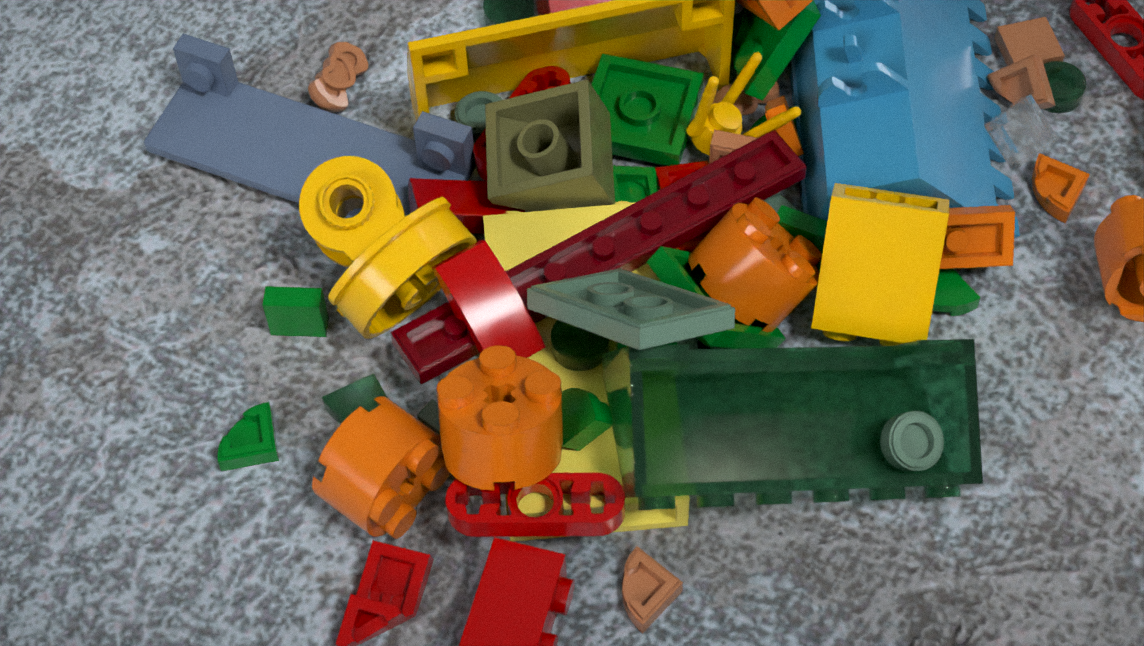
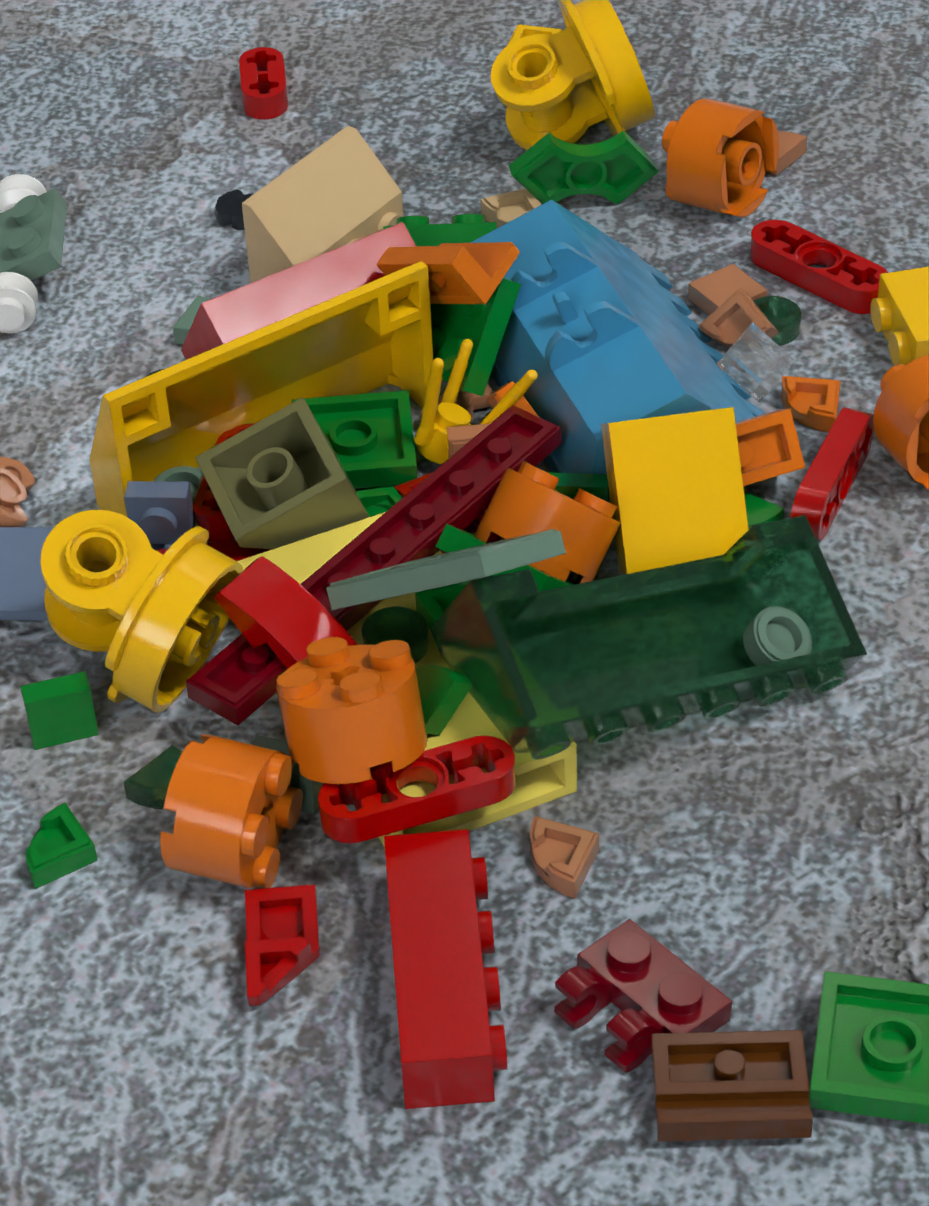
camera: 20 degrees left, 15 degrees down
(1038, 274) = (834, 470): none -> red beam

